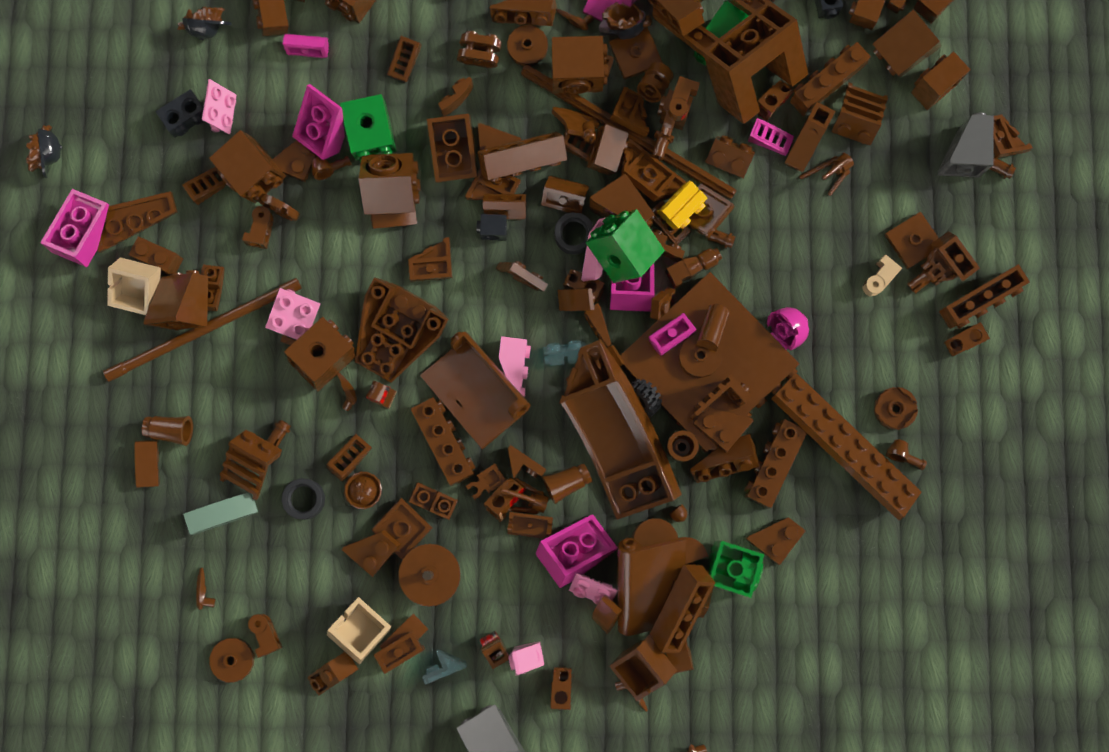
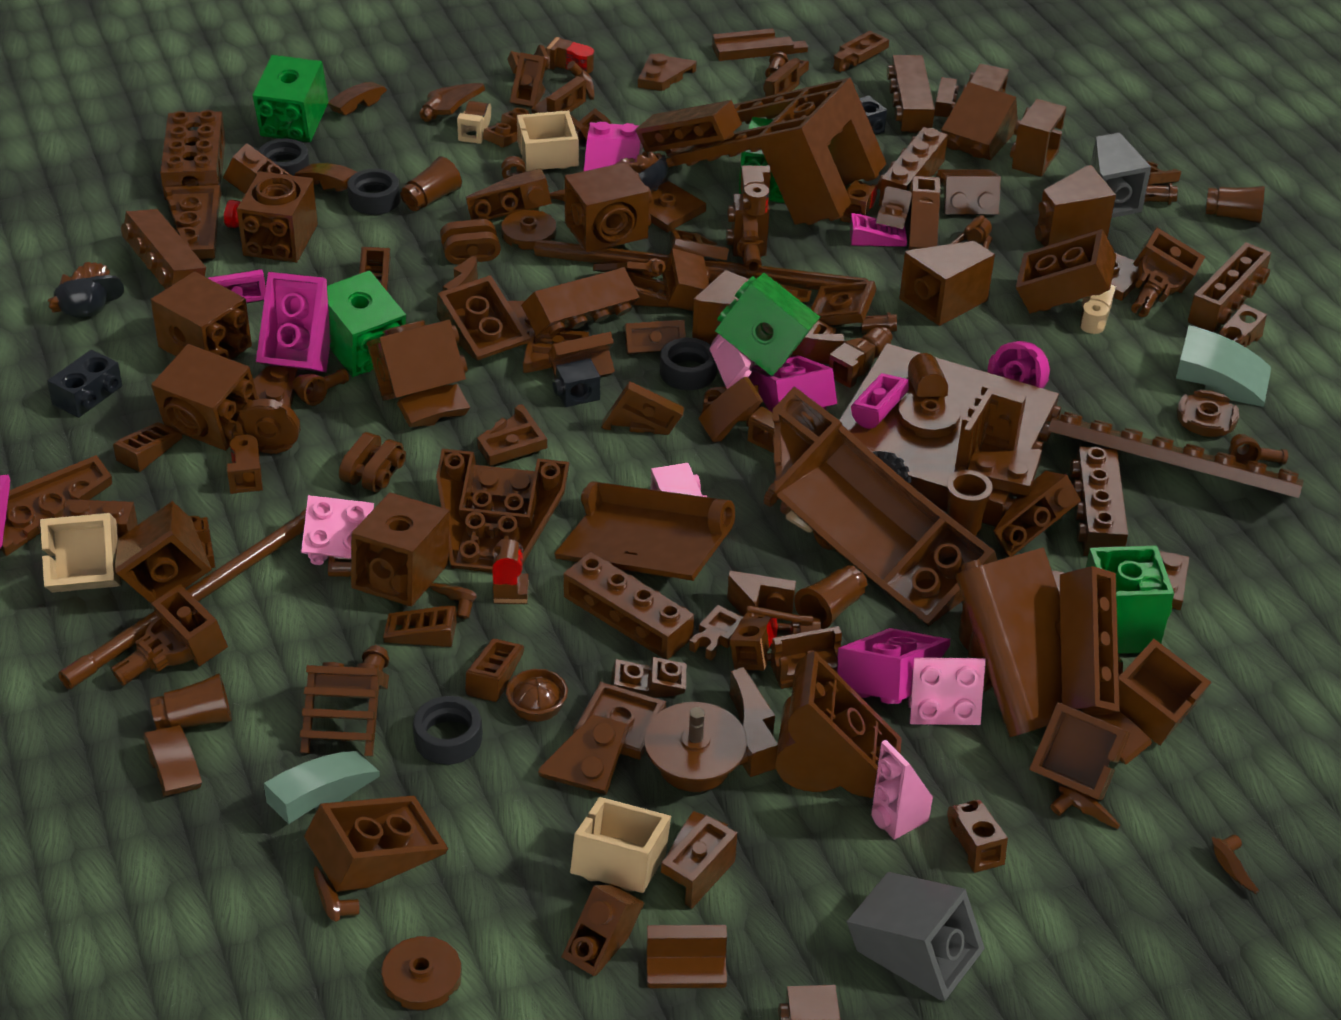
camera: 25 degrees left, 40 degrees down
(174, 370) = (176, 636): none -> reddish brown brick
(219, 107) = (138, 361): bright pink hinge -> none
(236, 565) = (372, 840): none -> reddish brown slope
(265, 634) = (466, 914): reddish brown leg -> none
(268, 85) = (201, 315): none -> reddish brown brick
(333, 416) = (432, 627): none -> reddish brown slope
(348, 256) = (372, 462): none -> reddish brown brick
(368, 707) = (686, 956): none -> reddish brown panel
(449, 663) = (781, 859): clear light blue slope -> none
(476, 563) = (757, 722): none -> slope
(492, 648) = (846, 800): reddish brown leg -> none
(511, 605) = (829, 733): none -> reddish brown brick
(556, 352) = (734, 477): clear light blue hinge -> none
(606, 614) = (983, 710): reddish brown slope -> none
(655, 82) = (708, 213): reddish brown wheel -> none
(661, 303) = (845, 383): reddish brown plate -> none
(683, 205) = (817, 288): yellow brick -> none
(715, 635) = (1159, 691): none -> reddish brown piece
(730, 156) = (841, 255): reddish brown bracket -> none
(785, 220) = (946, 279): none -> reddish brown slope
(787, 129) = (894, 207): none -> reddish brown slope
(870, 248) = (1066, 271): none -> reddish brown brick
(919, 177) = (1075, 207): none -> reddish brown slope
(932, 371) = (1224, 367): none -> sand green slope
(1049, 202) = (1236, 202): none -> reddish brown plant

